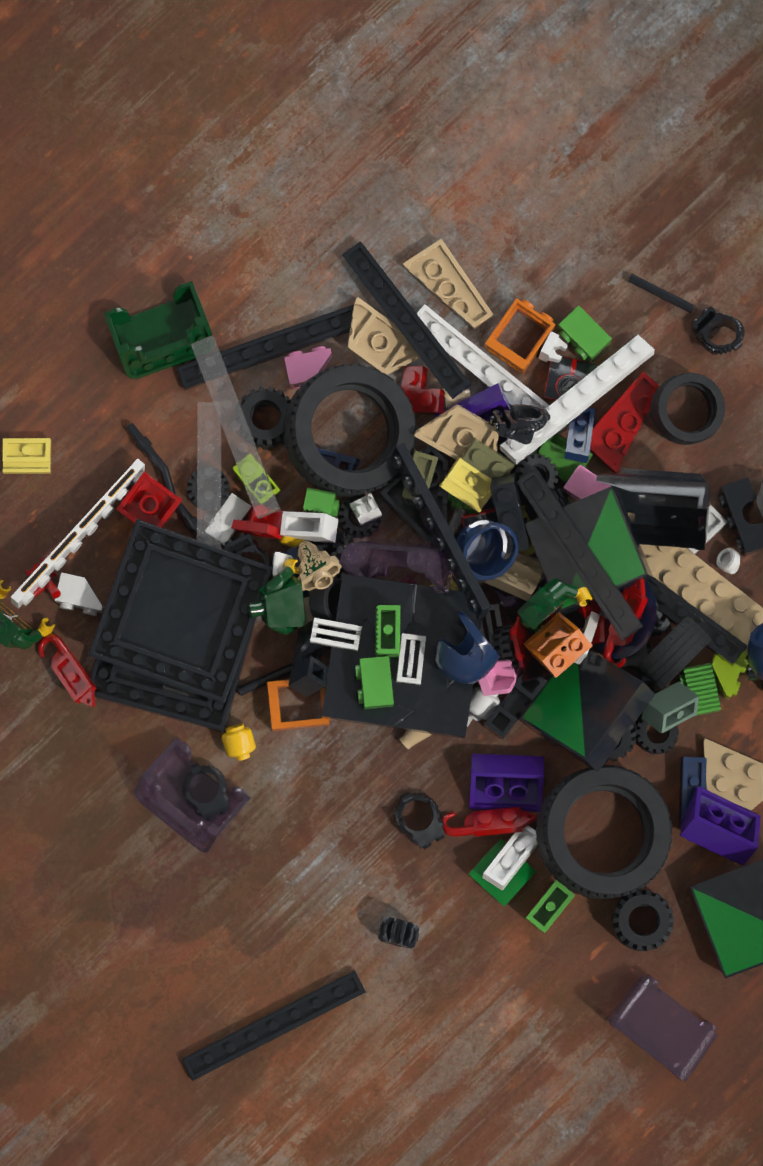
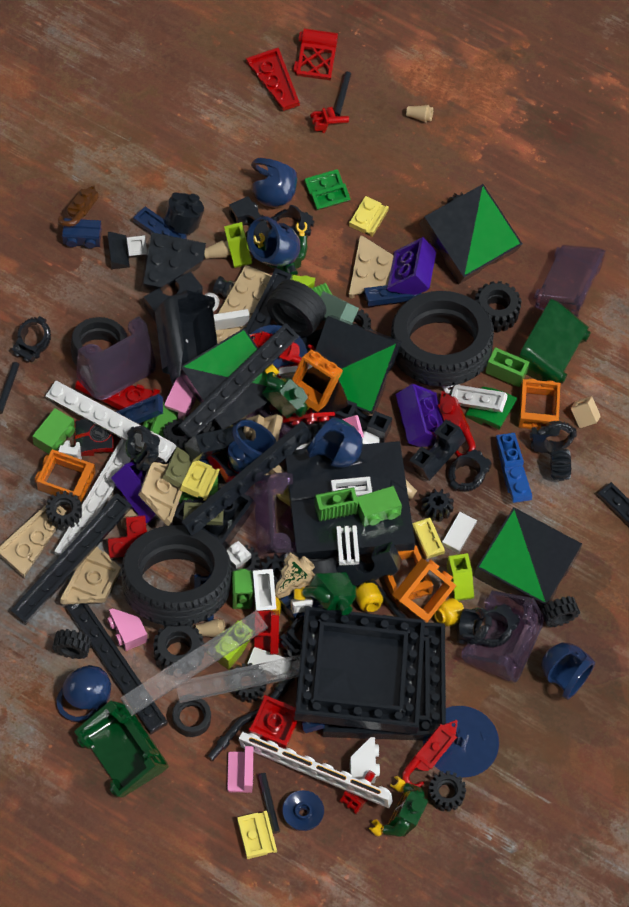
camera: 110 degrees left, 20 degrees down
(32, 503) = (304, 801): none -> dark blue dish
(33, 689) = (446, 779): none -> black tyre
(61, 479) = (268, 803): none -> black bar
(61, 725) = (475, 743): none -> dark blue piece
(106, 456) = (240, 771): none -> bright pink panel
(134, 859) = (567, 667): none -> dark blue piece
(165, 412) = (196, 730): none -> black tyre
(203, 871) = (560, 611): none -> black tyre
(208, 753) = (465, 626): none -> black piece
(236, 302) = (85, 689): none -> dark blue piece
(243, 710) = (414, 579): none -> orange window
(277, 767) = (461, 571): none -> lime slope
(279, 652) = (369, 597): none -> yellow head
(282, 855) = (528, 558): none -> tile
(283, 468) = (211, 628): none -> tan cone
(298, 298) = (71, 644): none -> black tyre
(341, 744) = (428, 538): none -> light yellow plate
(342, 785) = (459, 532): none -> white tile
(380, 759) = (443, 500): none -> black gear
(409, 874) = (512, 467): none -> blue slope
(437, 934) = (552, 428): none -> black piece
(439, 771) = (448, 440): none -> black arch
(468, 989) = (585, 412): none -> tan panel
(471, 308) = (63, 520): none -> black tyre
(513, 951) = (532, 386): none -> orange window
(571, 977) = (553, 343): none -> dark green windscreen
(649, 427) = (118, 366): none -> clear purple windscreen
(689, 575) = (231, 319): none -> white tile
(747, 581) = (223, 287): none -> black wheel

